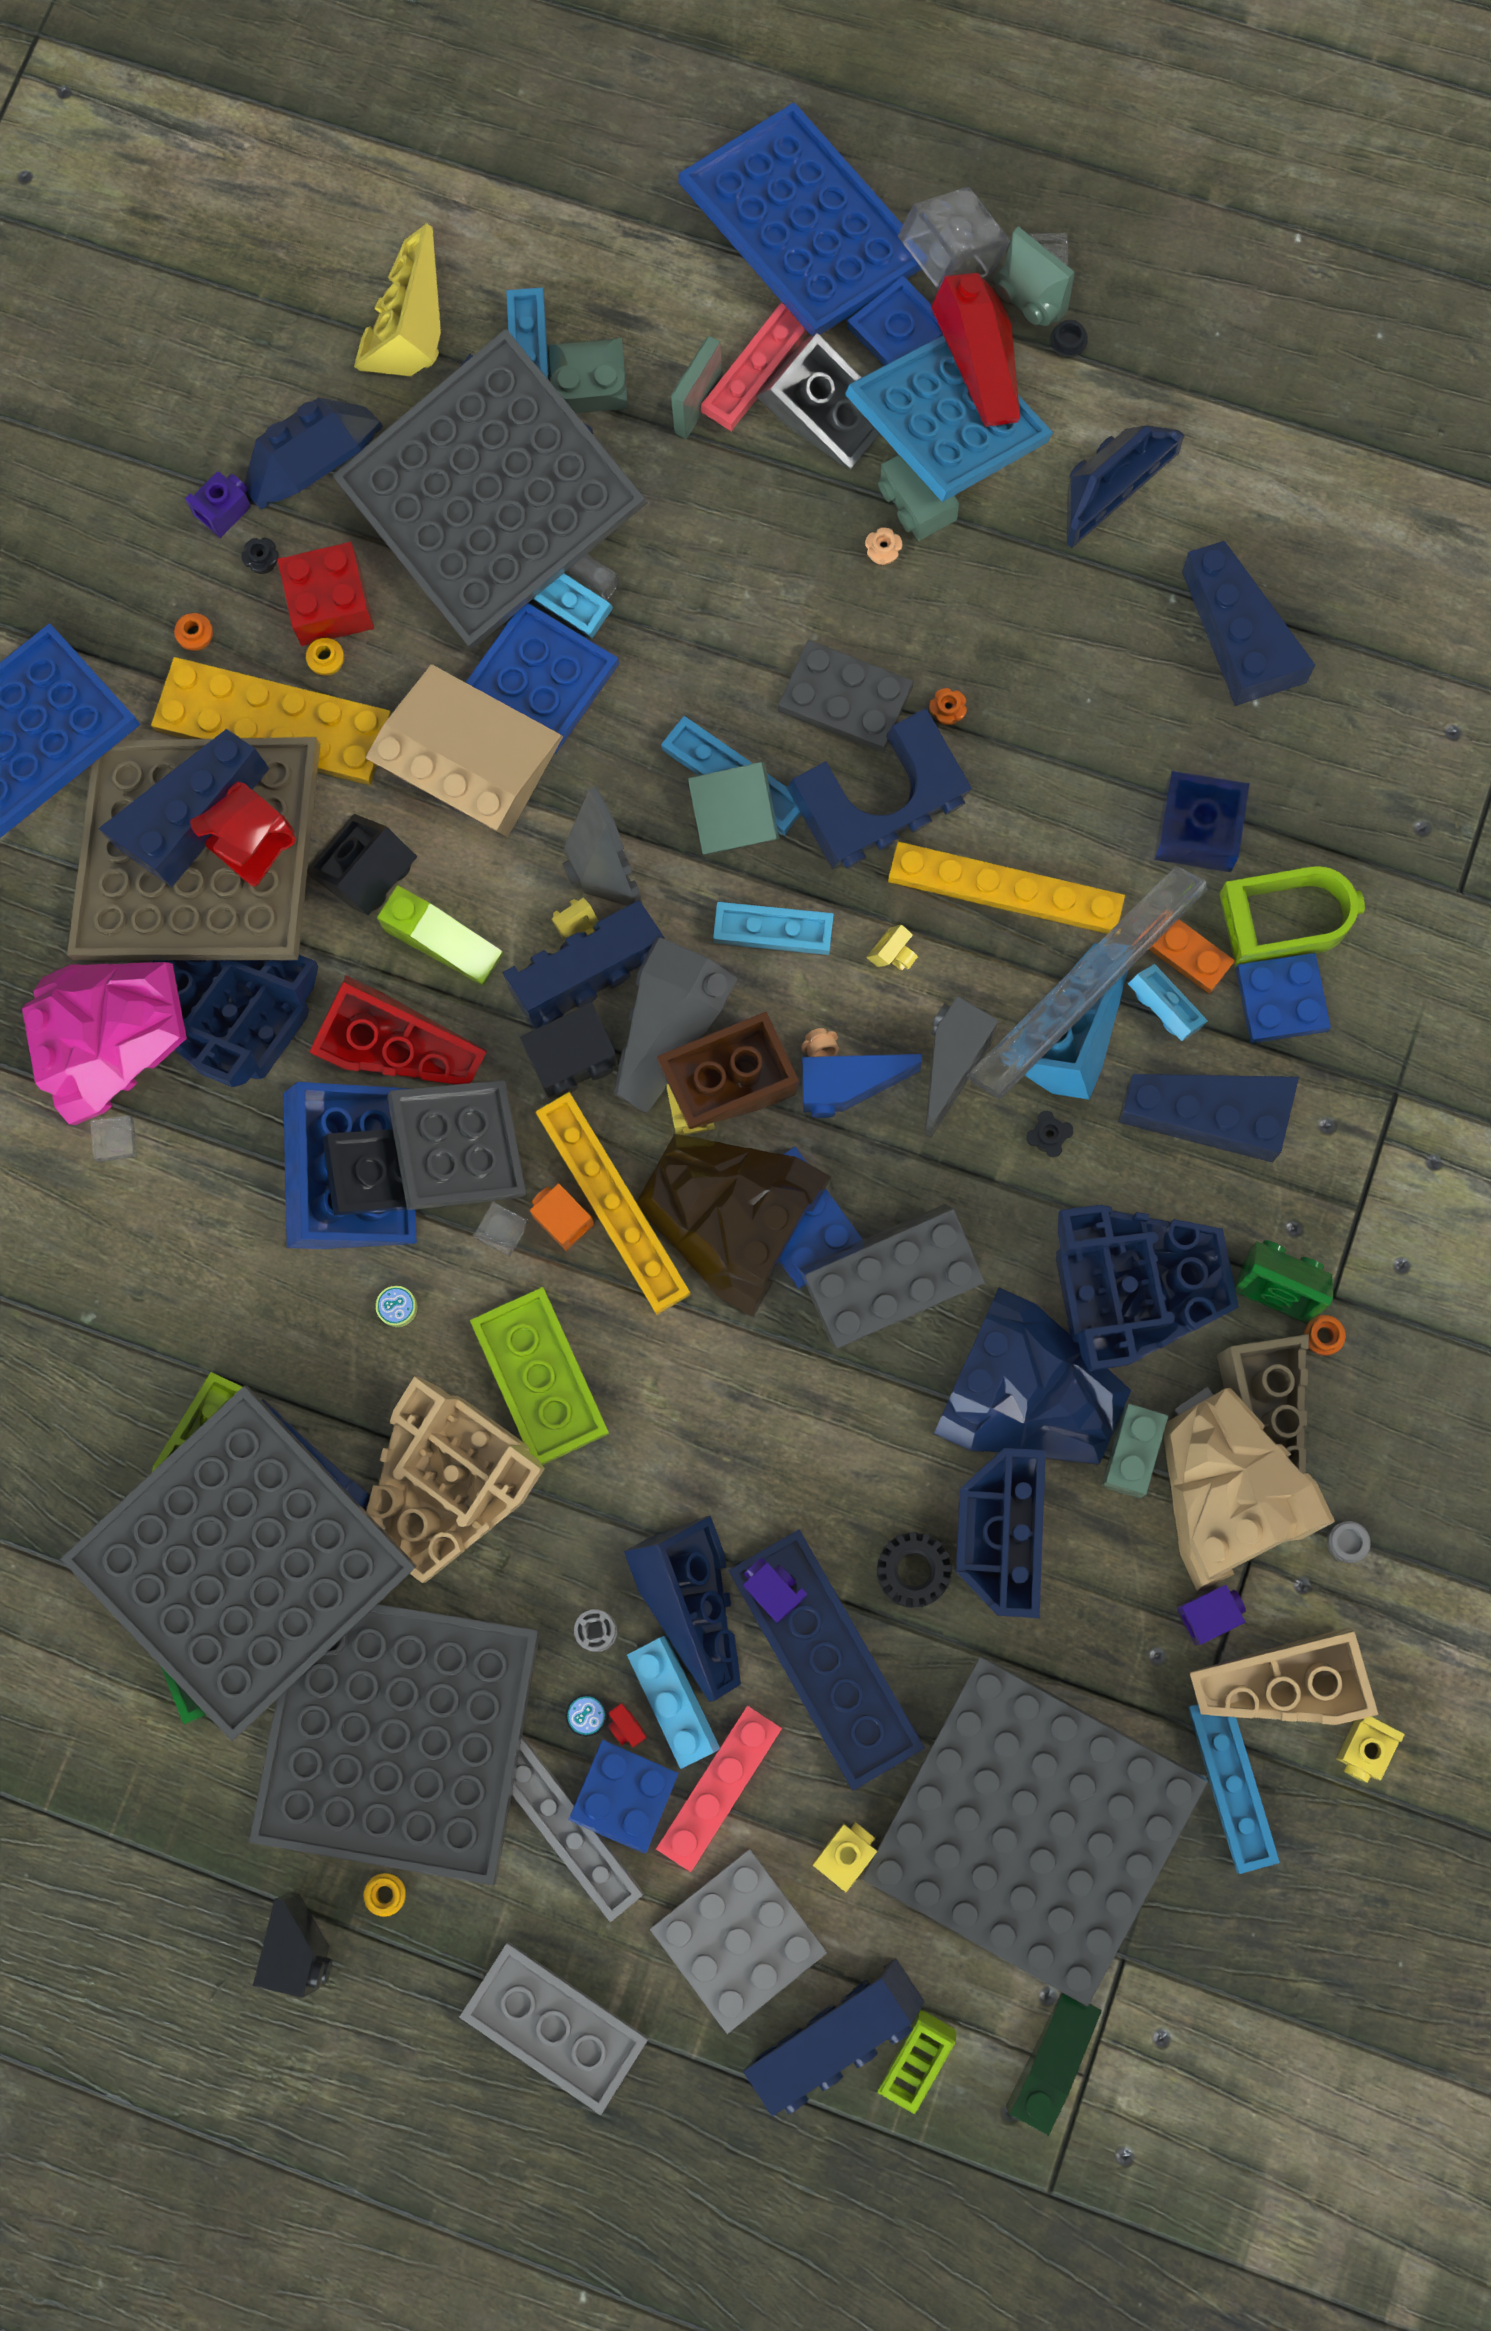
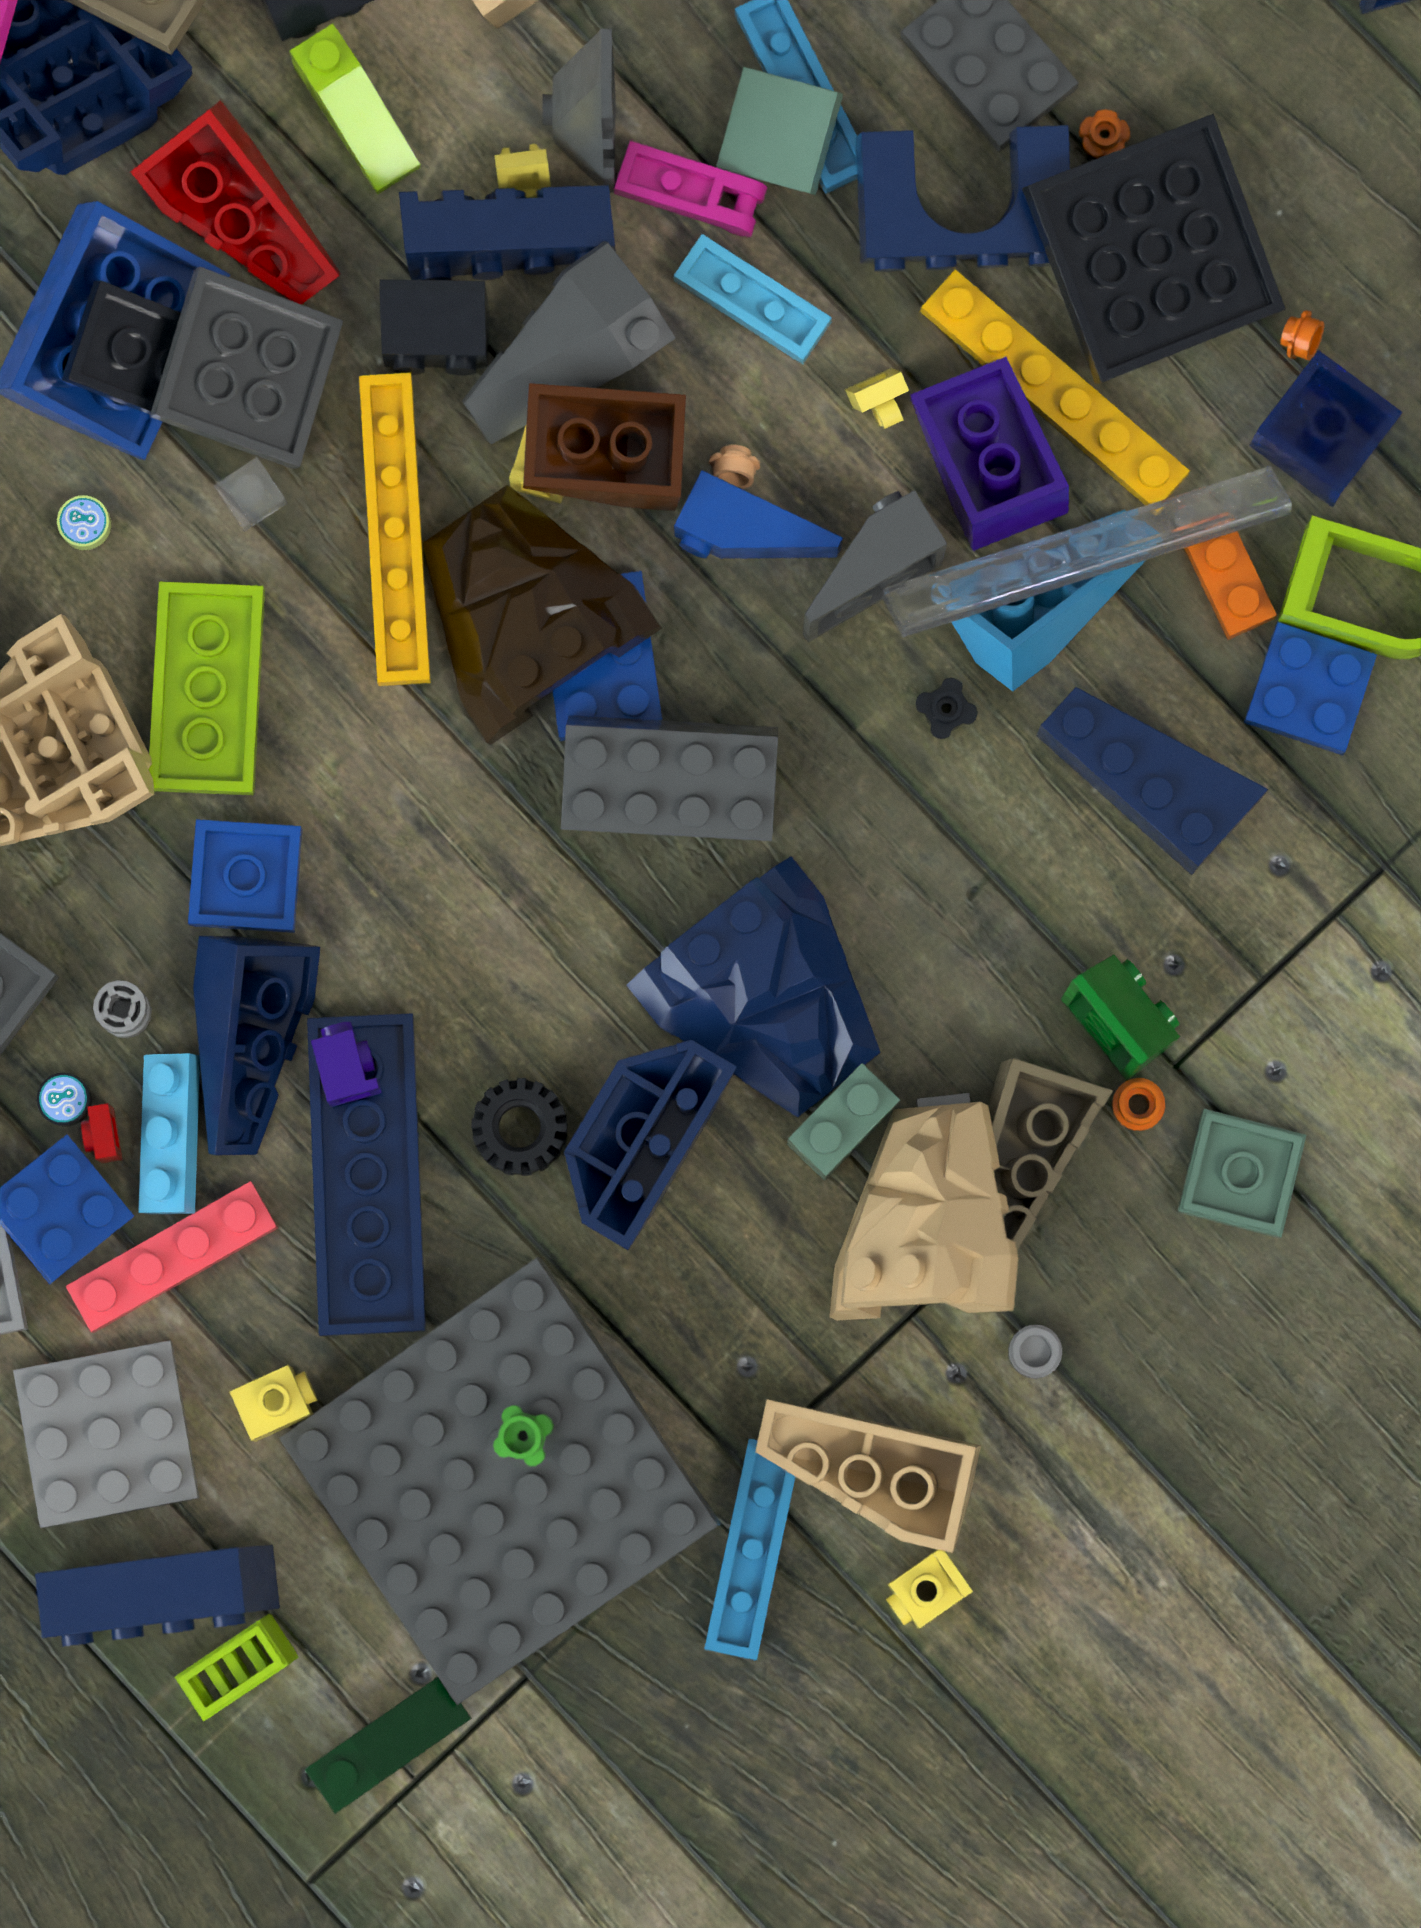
camera: 20 degrees right, 5 degrees up
(561, 1216) = (326, 514): orange brick -> none
(633, 1493) = (245, 876): none -> blue plate
(692, 877) = (689, 188): none -> dark pink plate
(989, 949) = (991, 454): none -> dark purple slope
(1024, 761) = (1153, 249): none -> black plate
(1032, 1800) = (508, 1440): none -> bright green plate
(1138, 1281) = (953, 931): dark blue wedge -> none
(1150, 770) = (1302, 336): none -> orange plate
(1167, 1002) = (1169, 624): medium azure plate -> none
(1212, 1614) = (833, 1350): dark purple brick -> none
(1419, 1346) = (1241, 1173): none -> sand green tile

